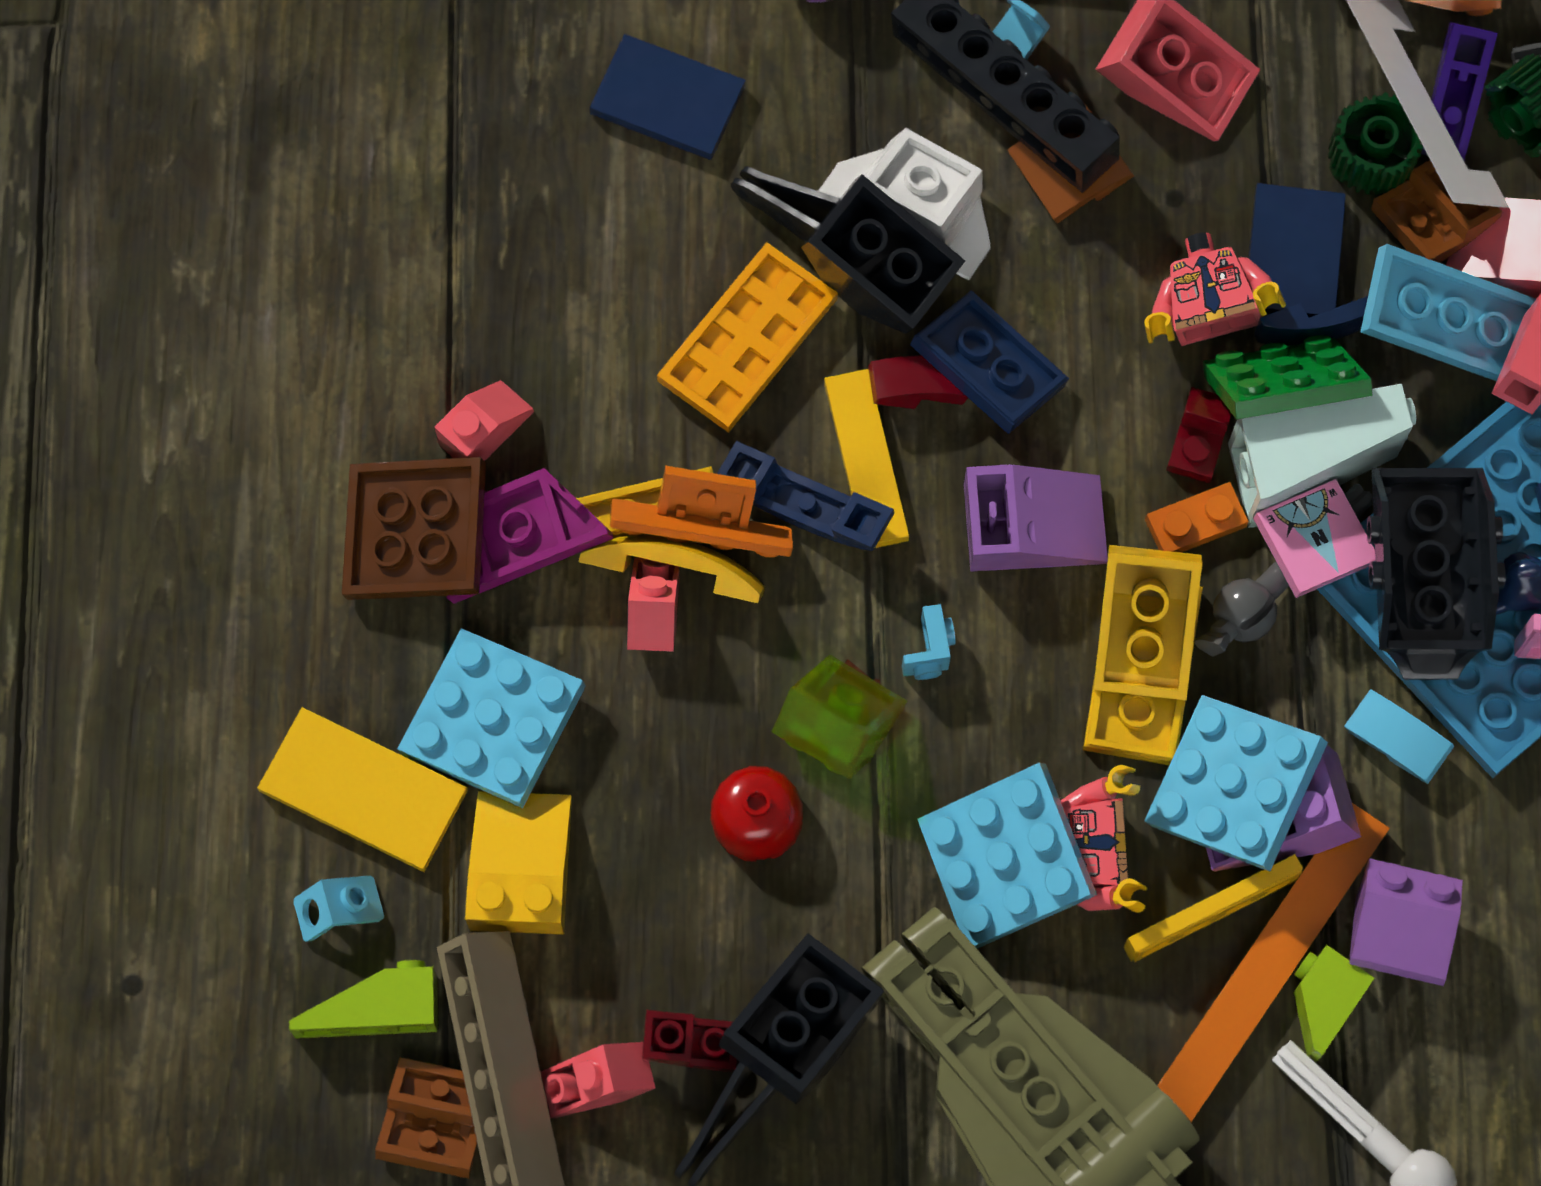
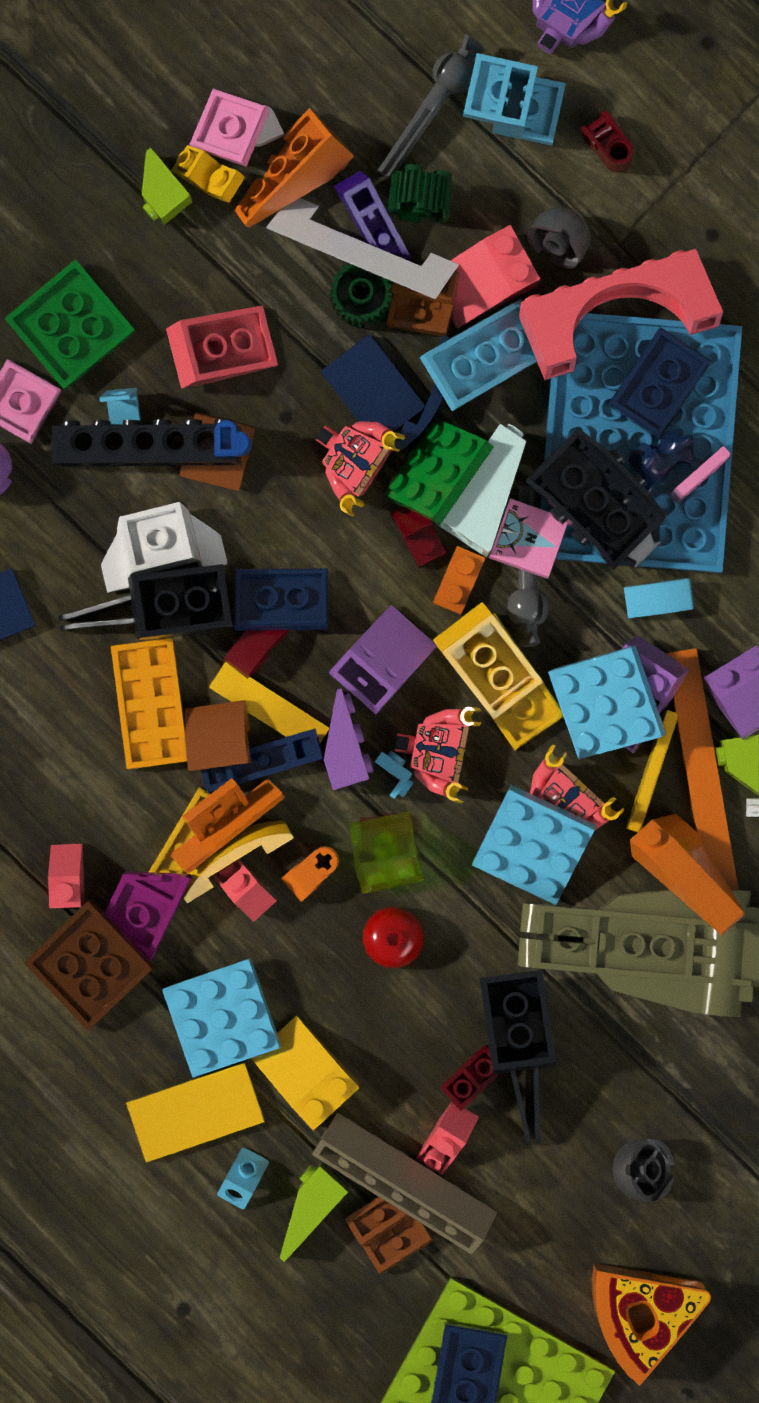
camera: 40 degrees left, 15 degrees up
(734, 660) = (307, 875): none -> orange piece
(783, 430) = (217, 735): none -> dark orange slope
(904, 557) = (342, 753): none -> medium lavender slope
(1005, 664) = (439, 750): none -> torso
(1097, 145) = (230, 441): none -> blue tile
(1151, 1038) = (684, 865): none -> orange wedge

